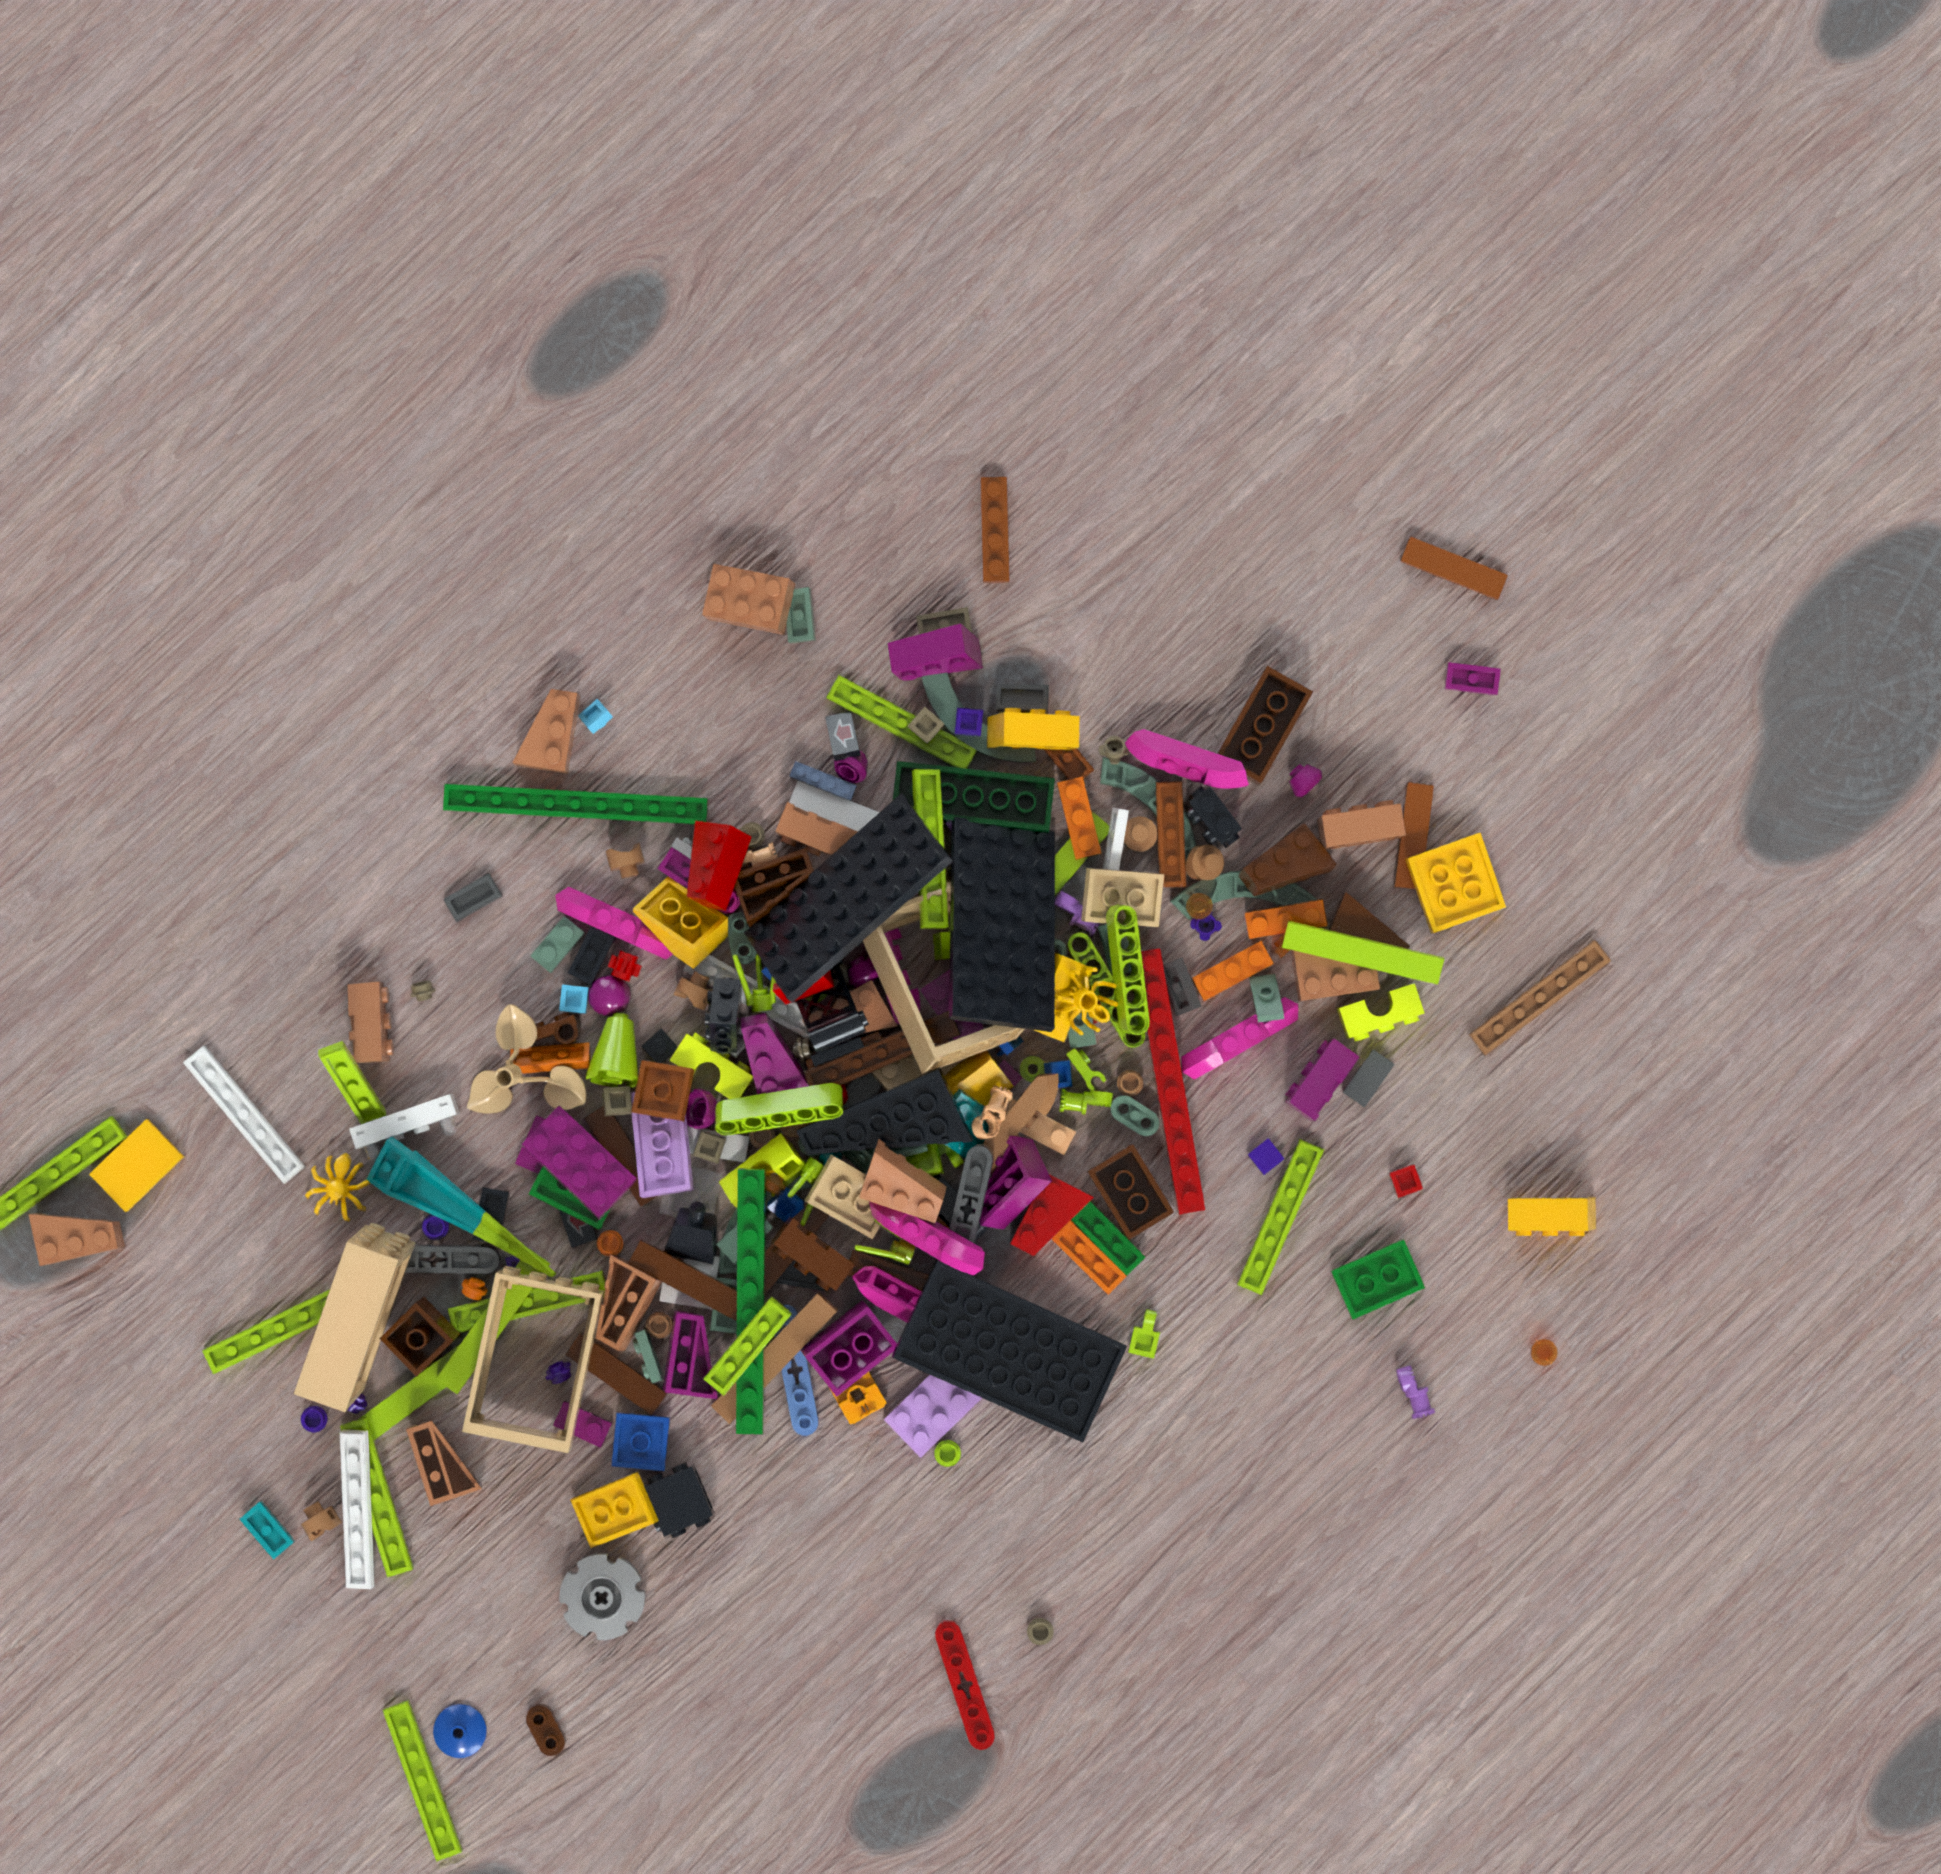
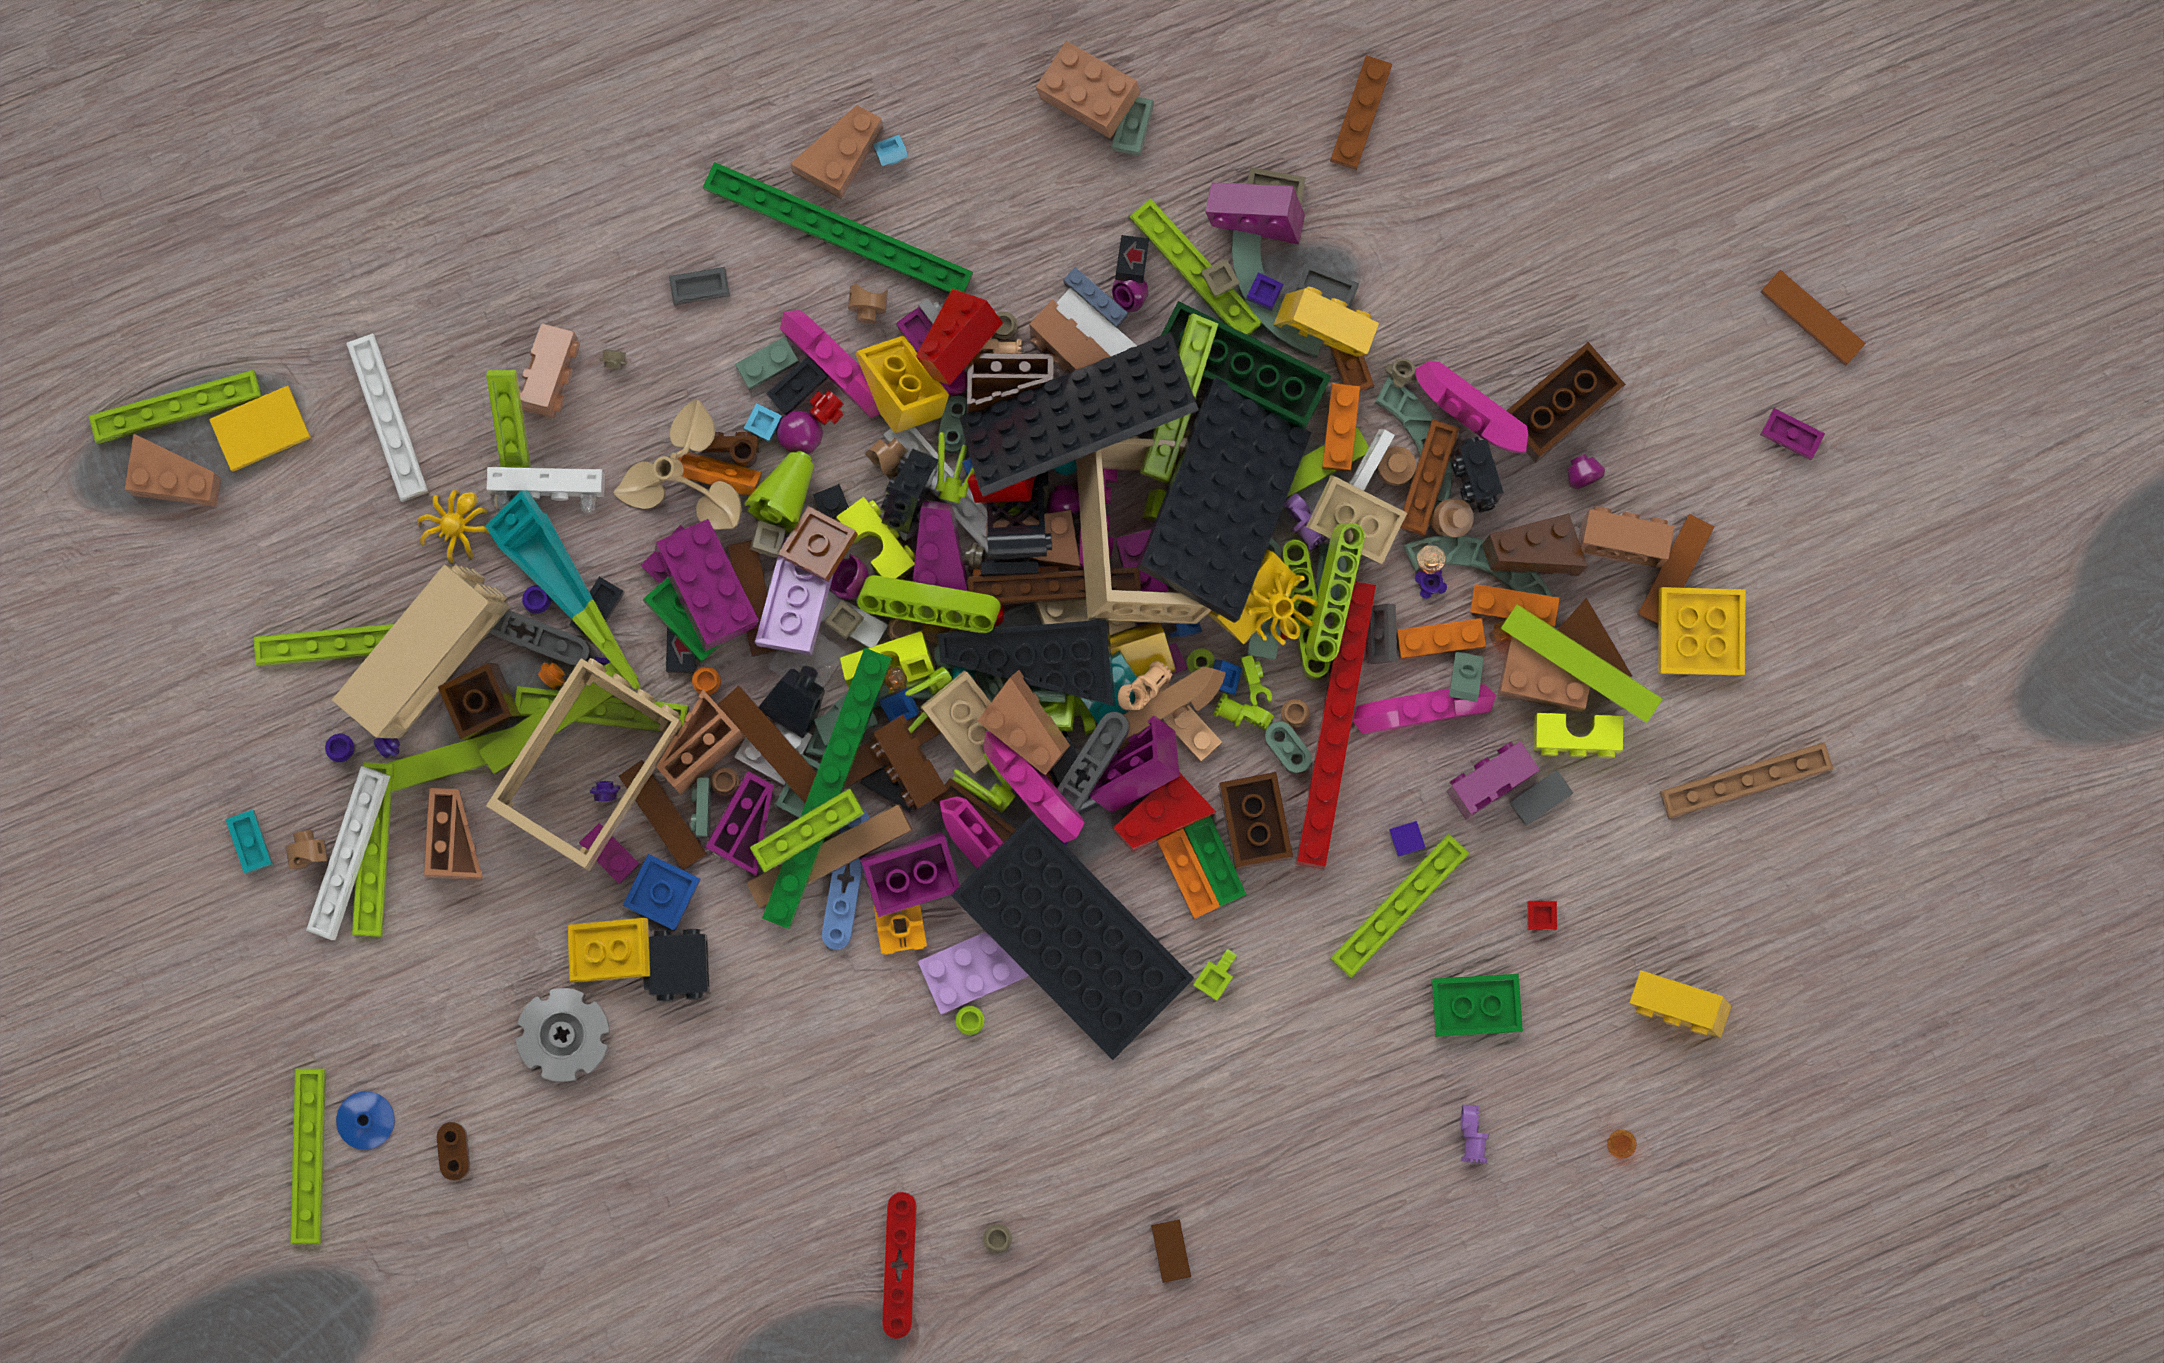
camera: 20 degrees right, 5 degrees down
(1192, 1586) = (1171, 1251): none -> reddish brown tile

